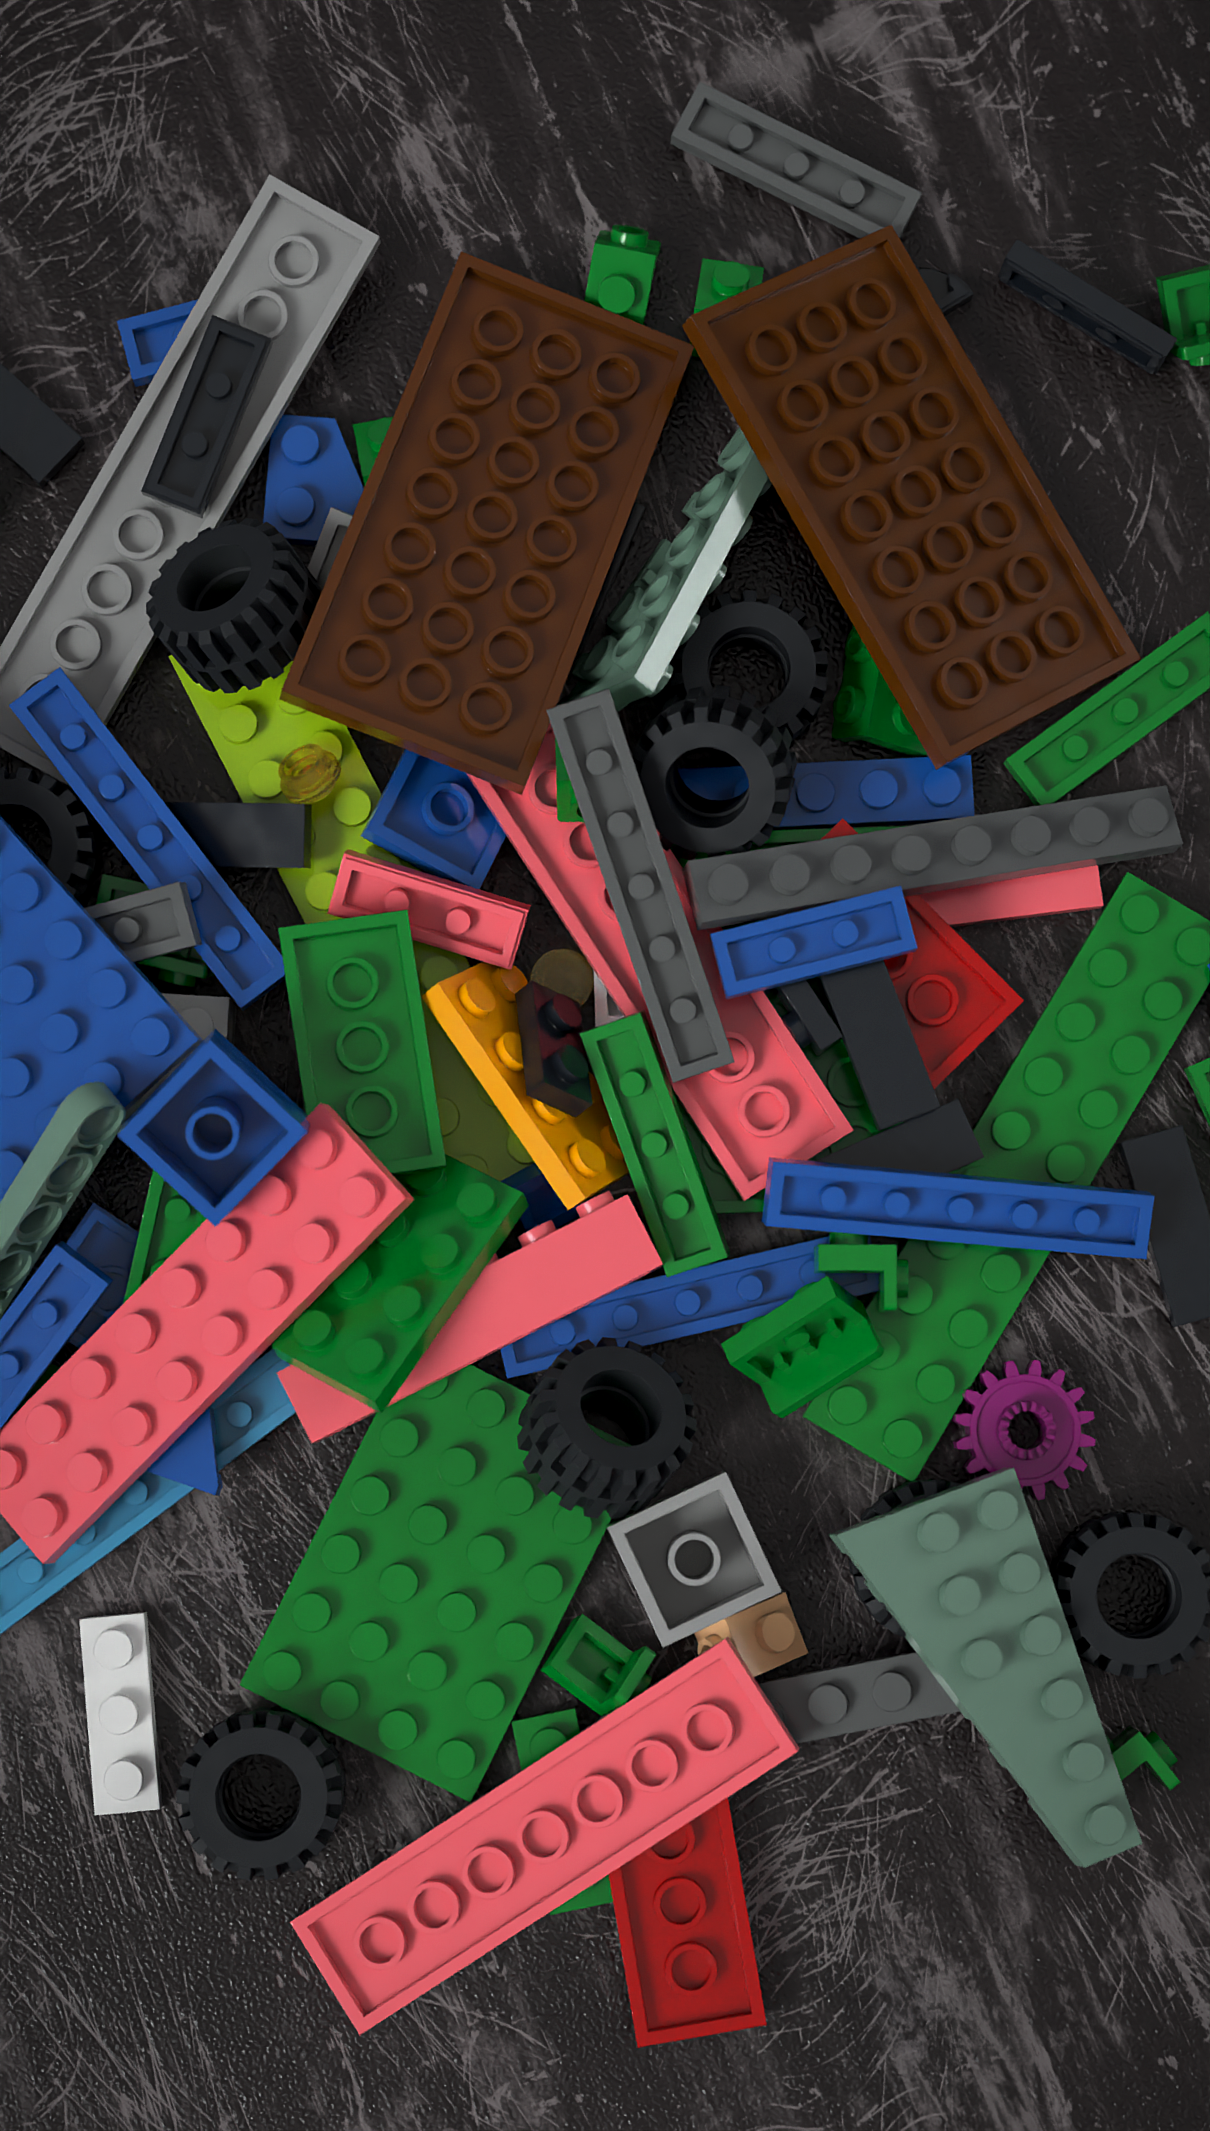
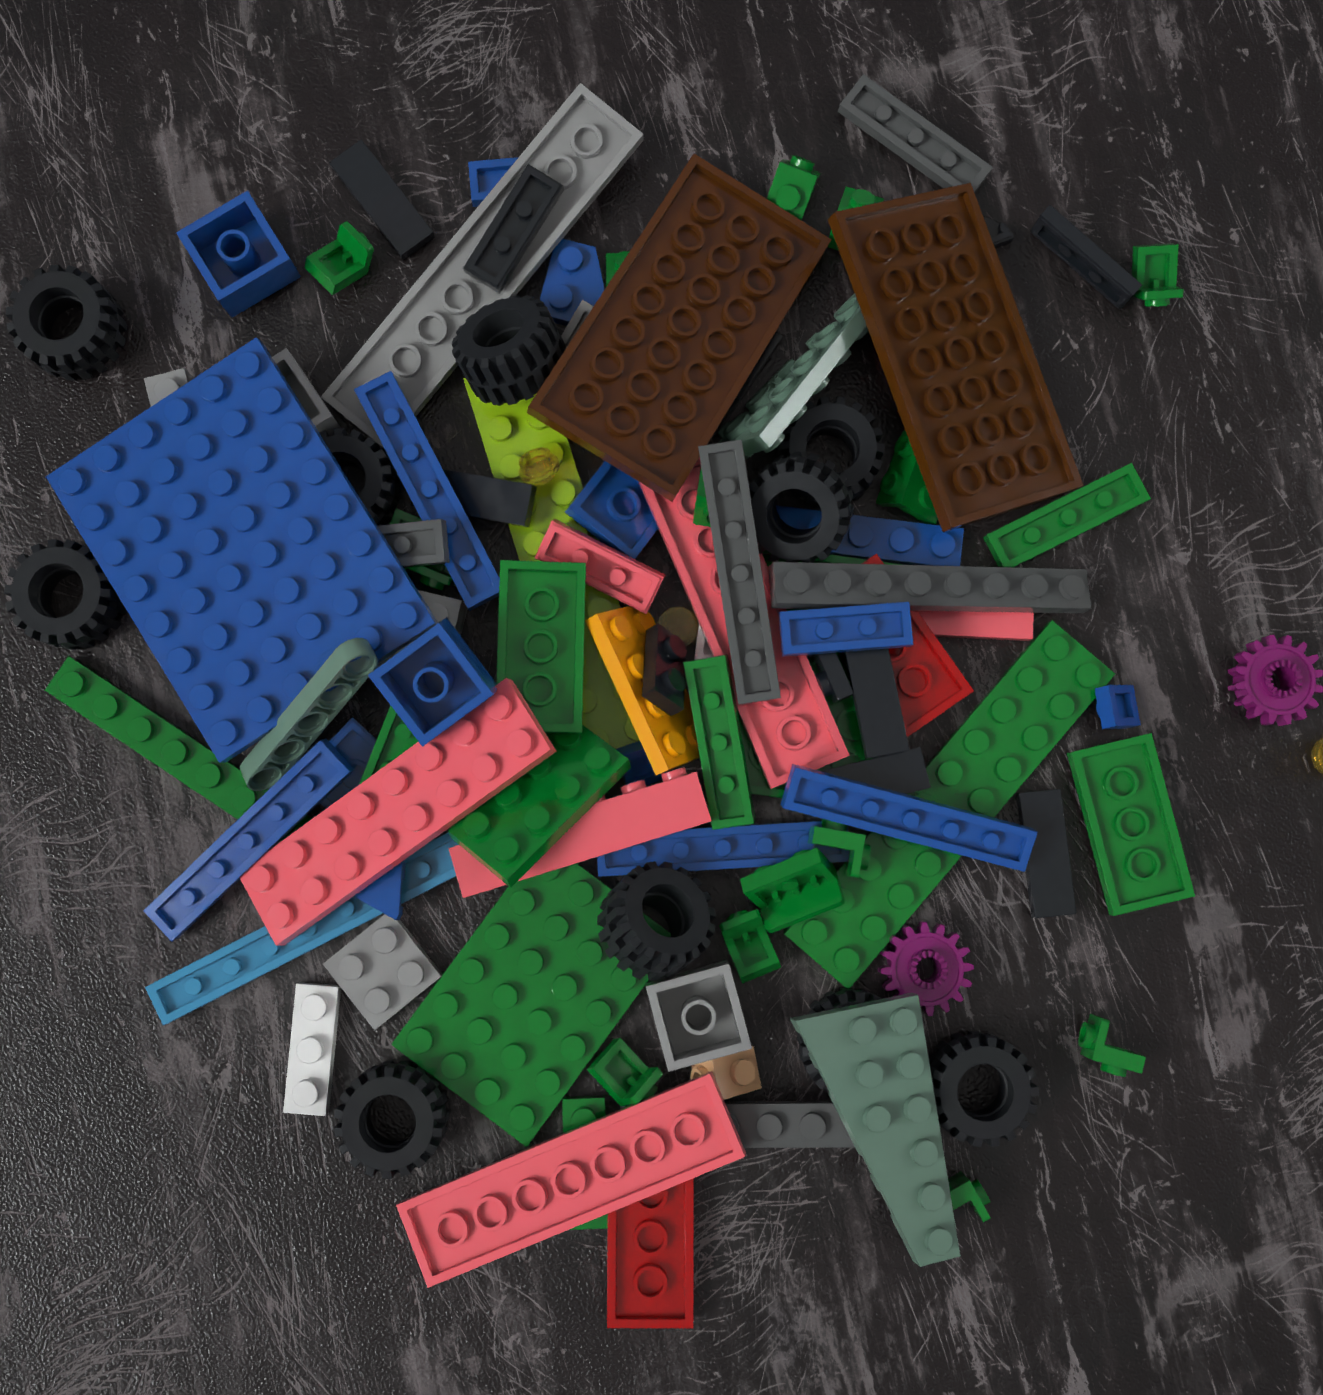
camera: 10 degrees right, 0 degrees up
(206, 1576) = (382, 970): none -> light grey plate
(752, 1441) = (749, 945): none -> green bracket

